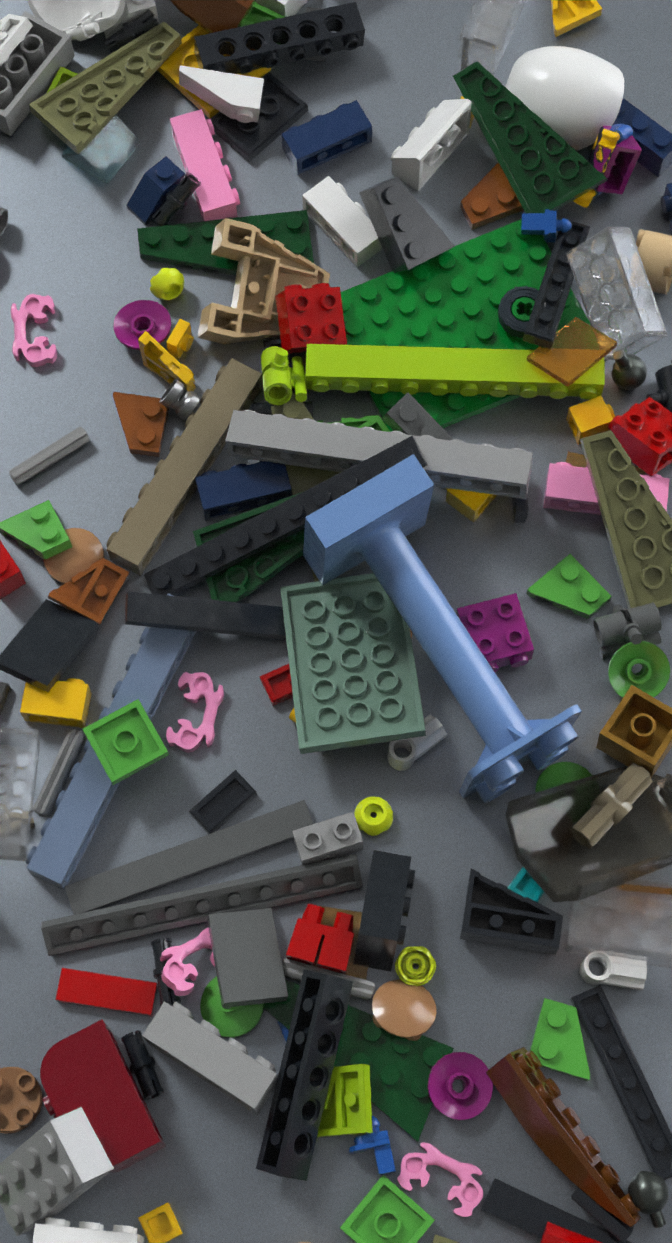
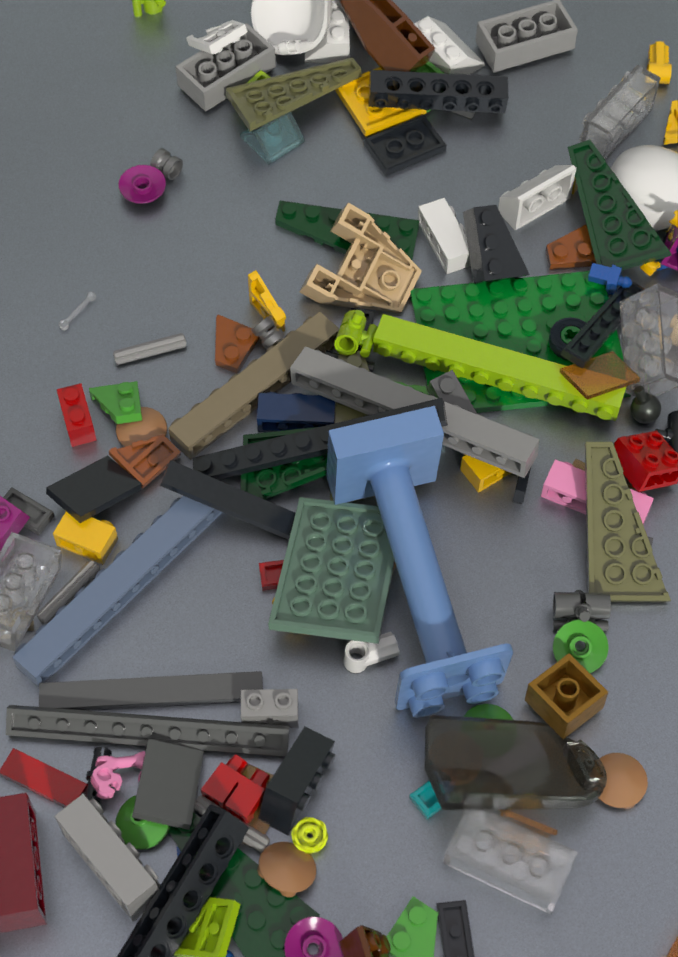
camera: 15 degrees right, 10 degrees down
(32, 307) = (167, 271): bright pink helmet -> none
(125, 742) = (128, 579): bright green plate -> none
(131, 31) = (325, 57): black pin -> none
(139, 316) = (264, 263): magenta dish -> none
(142, 1065) = (50, 848): black pin -> none
(153, 189) = (305, 176): dark blue slope -> none
(167, 284) = (288, 245): neon yellow plate -> none
(176, 199) = (317, 185): black pin -> none
(180, 339) = (284, 288): yellow plate -> none
(187, 737) = (183, 595): bright pink helmet -> none
(202, 159) = (348, 166): bright pink brick -> none
(223, 802) = (194, 654): black tile -> none
(229, 93) = (384, 118): white slope -> none
(310, 316) = (393, 295): red brick -> none
(326, 137) = (453, 171): dark blue brick -> none
(376, 825) = (319, 709): neon yellow plate -> none
(499, 631) = (469, 580): magenta brick -> none
(508, 919) = (400, 817): black wedge -> none
(571, 588) = (543, 565): bright green wing -> none
(589, 418) = (601, 431): yellow brick -> none
(611, 805) = (521, 749): dark tan piece -> none
(616, 971) = (484, 891): white piece -> none

